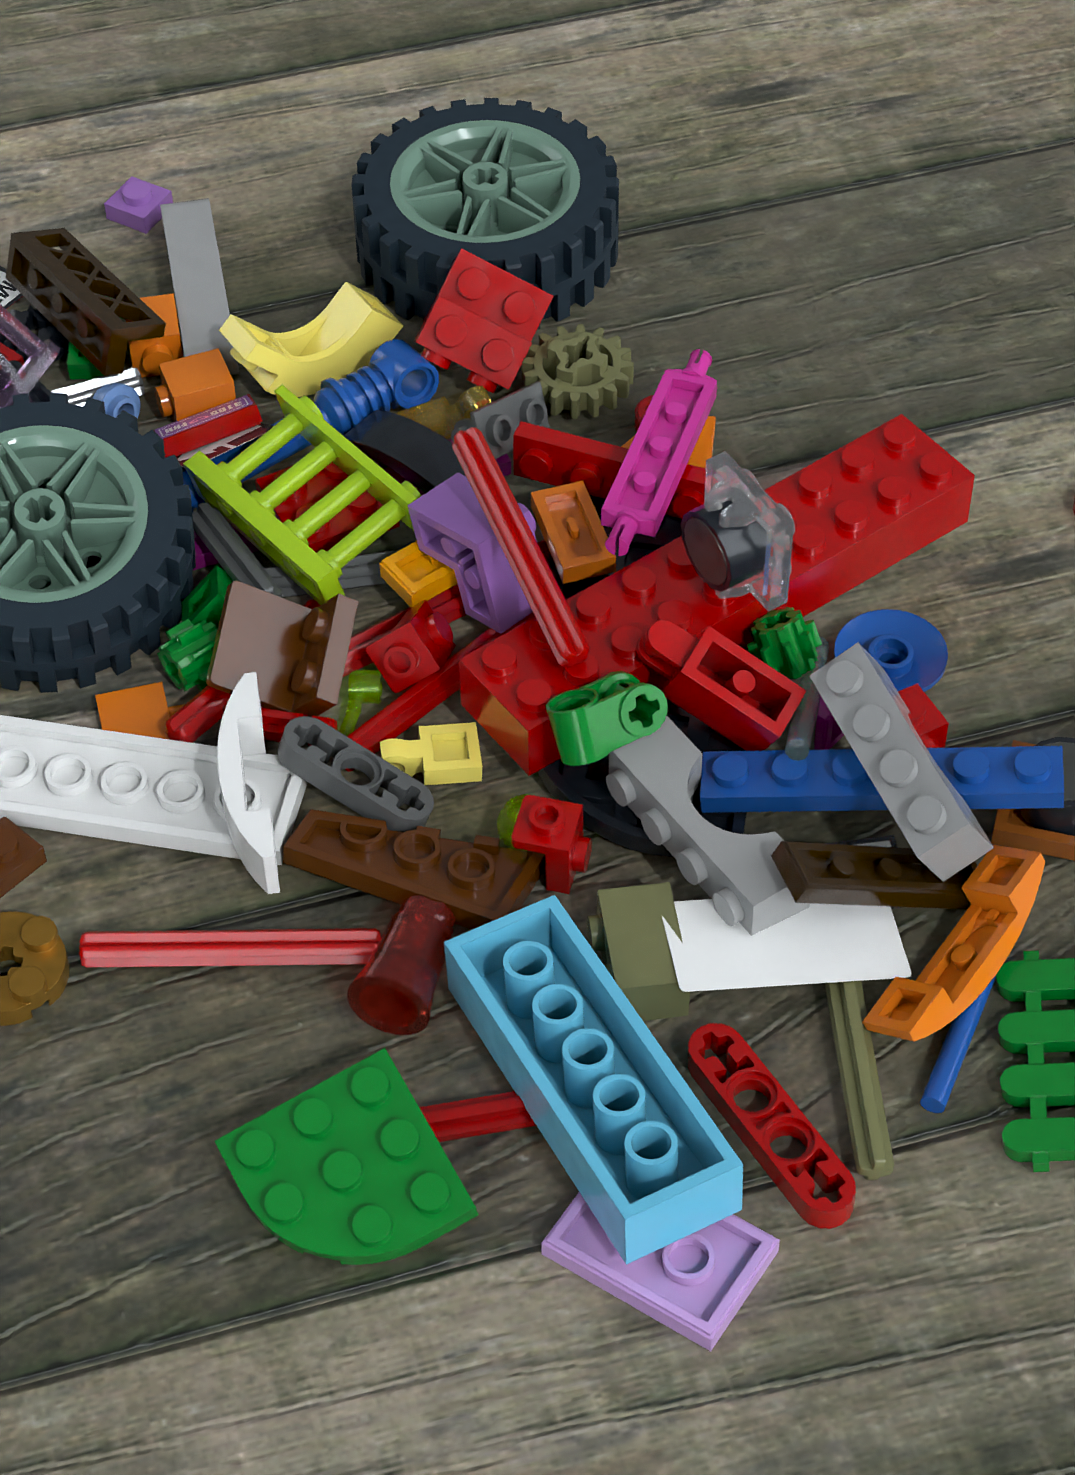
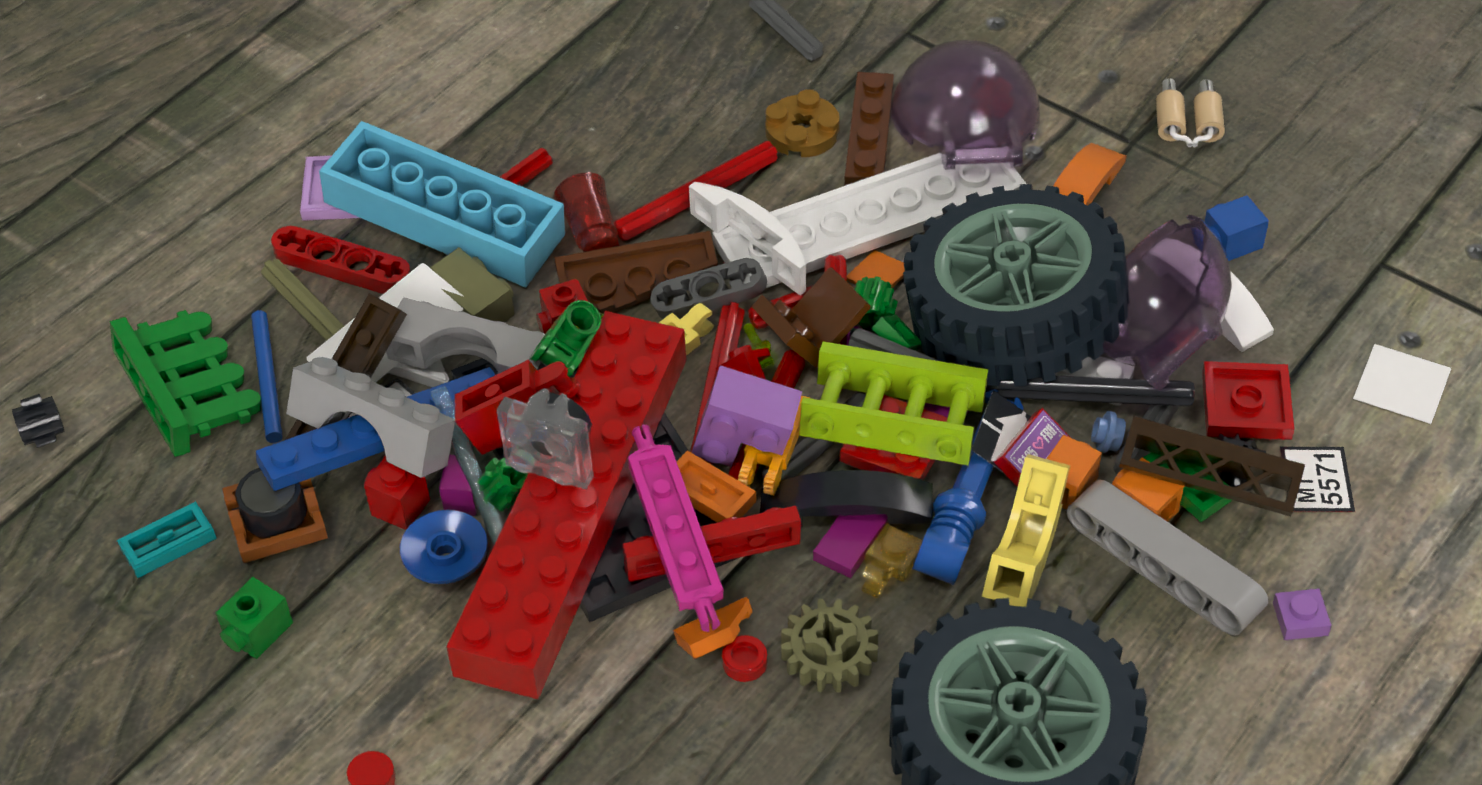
camera: 145 degrees right, 0 degrees up
(349, 1169) = (537, 125): green plate -> none
(482, 321) = (912, 602): red plate -> none
(502, 417) = (838, 542): dark grey hinge -> none
(520, 548) = (692, 371): red axle -> none
(973, 952) = (287, 347): orange slope -> none

